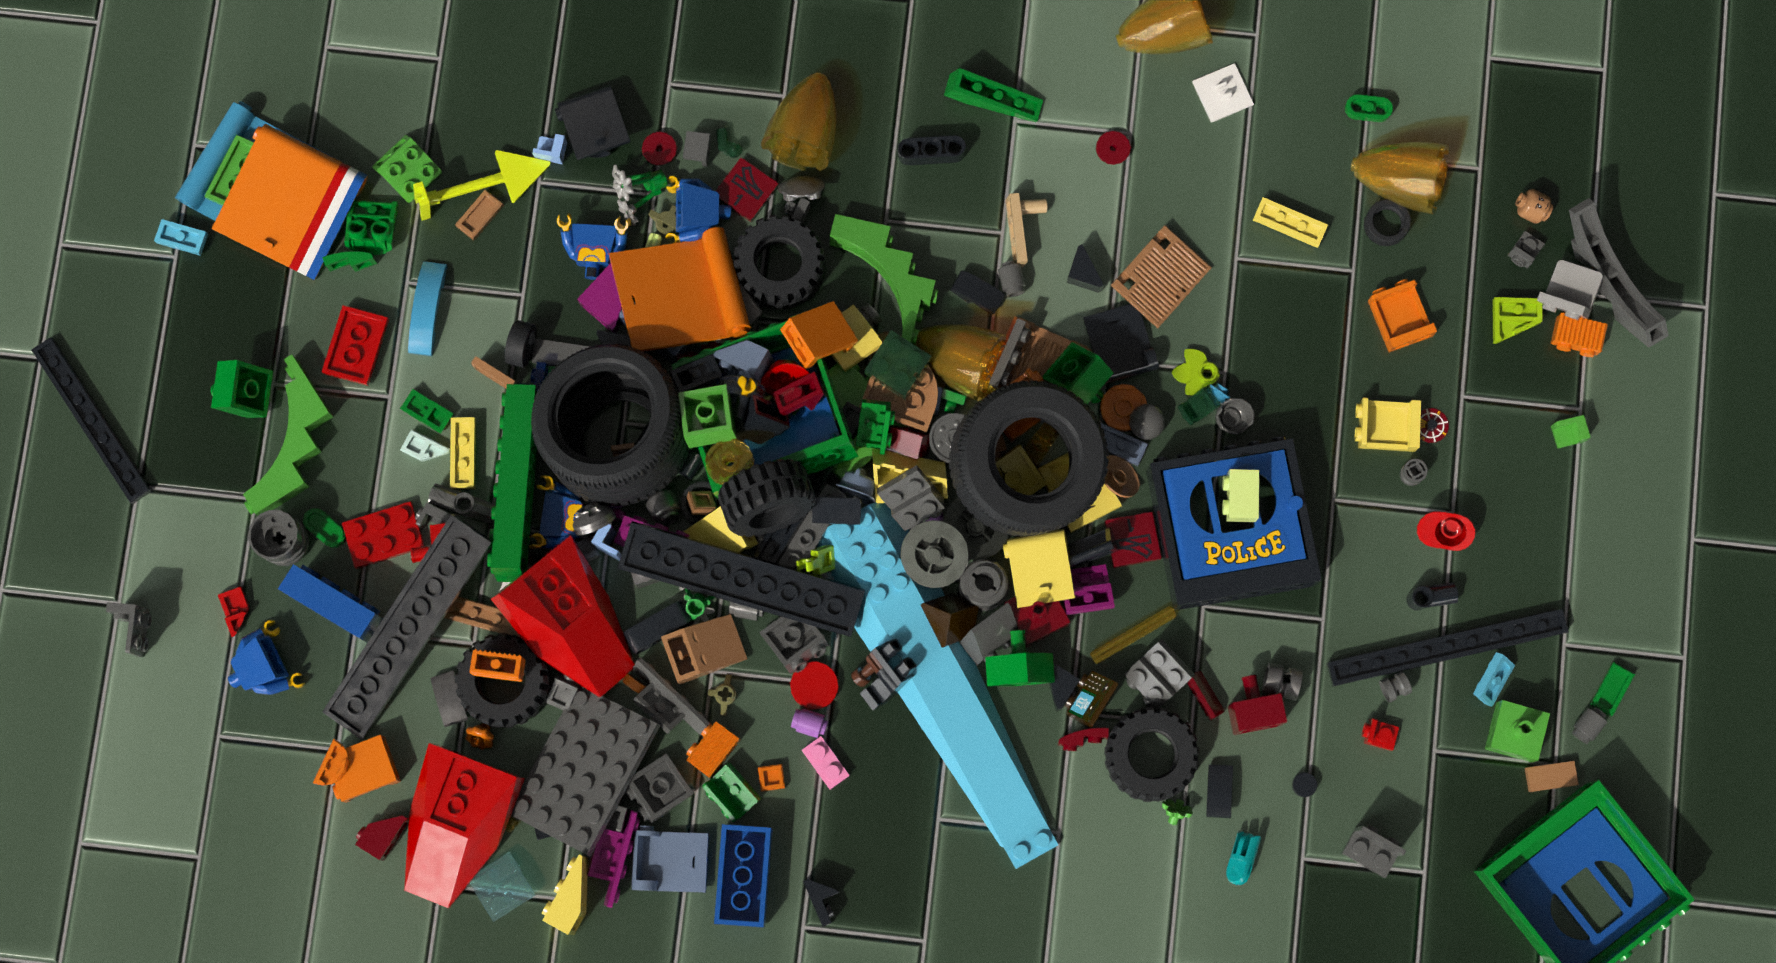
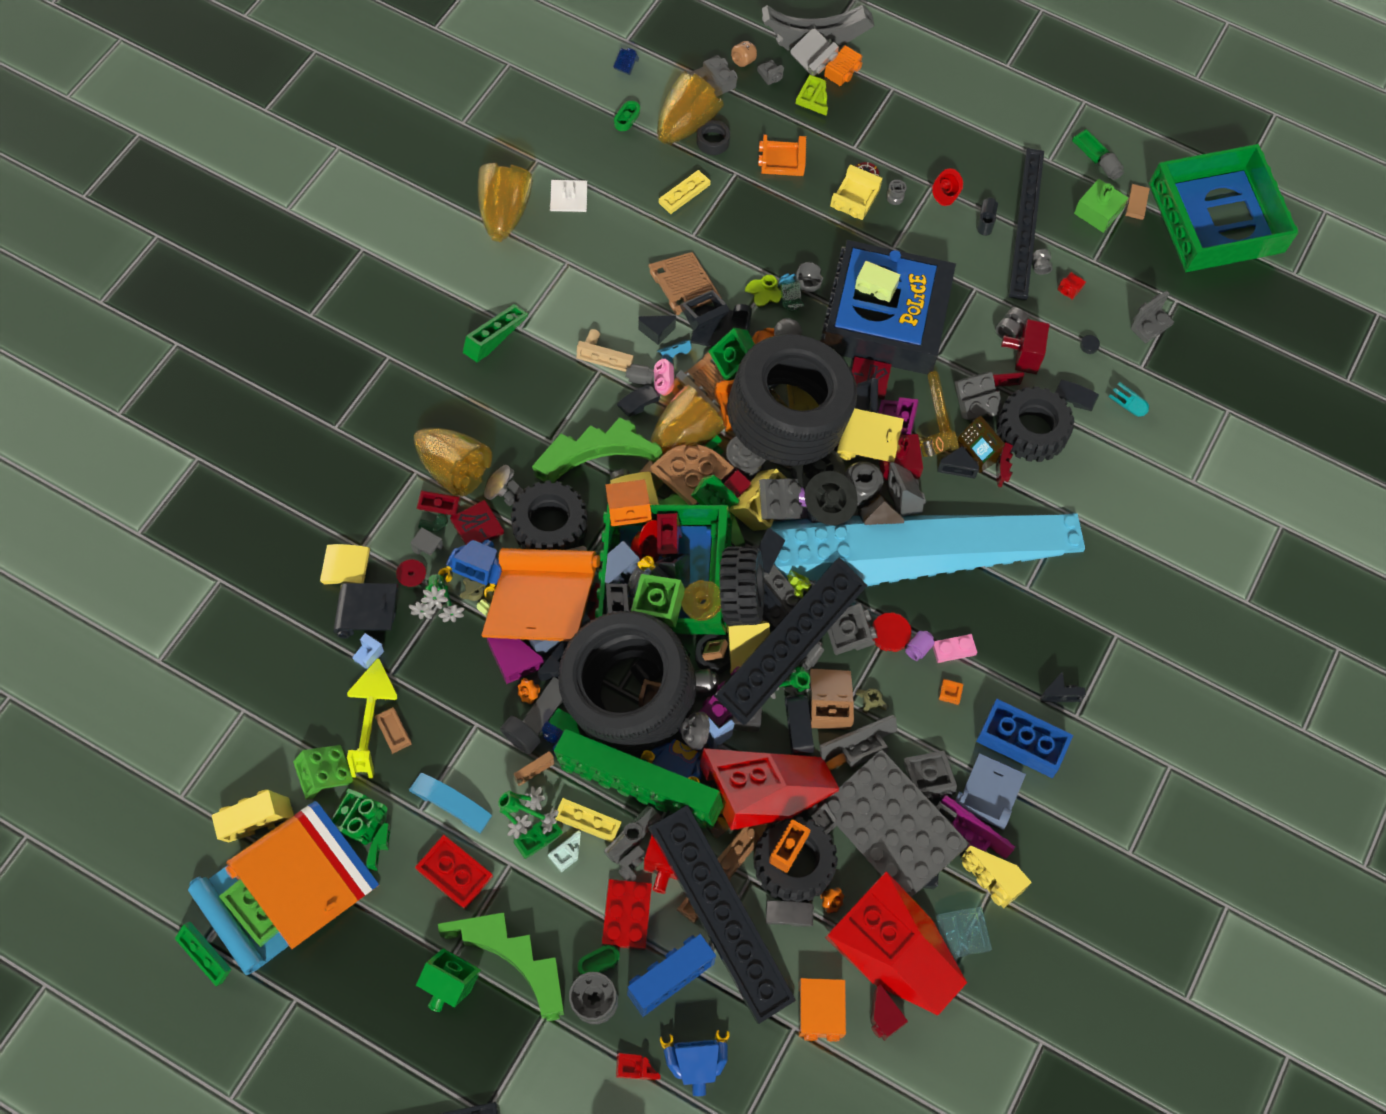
camera: 75 degrees left, 15 degrees down
(179, 149) = (203, 954): none -> green plate
(181, 237) = (282, 984): medium azure plate -> none
(329, 125) = (251, 814): none -> light yellow wedge
(334, 765) = (813, 1027): orange tile -> none
(434, 367) = (510, 803): none -> plant
(577, 330) = (528, 691): none -> orange piece
(592, 243) = (465, 649): torso -> none
(638, 77) = (345, 564): none -> light yellow slope
(712, 749) = (914, 723): orange brick -> none
(731, 792) = (953, 722): green bracket -> none
(750, 137) = (438, 503): none -> dark red slope
(858, 485) = (753, 531): sand blue piece -> none
(890, 669) = (905, 567): black hips -> none
(896, 364) = (677, 460): clear green piece -> none
(941, 143) = (511, 394): black beam -> none
(1019, 667) = (938, 477): green brick -> none
(1021, 307) = (664, 377): none -> bright pink plate
(1055, 300) = (669, 354): none -> dark azure piece
(1075, 651) = (939, 443): none -> clear yellow leg
(1113, 147) = (574, 274): dark red piece -> none
(1118, 323) = (698, 322): none -> black tile
(1176, 810) = (1081, 427): bright green plant -> none
(1451, 71) = (626, 60): none -> clear blue bracket
(1479, 185) = (717, 74): none -> dark grey plate
(1494, 679) = (1054, 200): medium azure plate -> none
(1570, 431) = (907, 96): bright green panel -> none

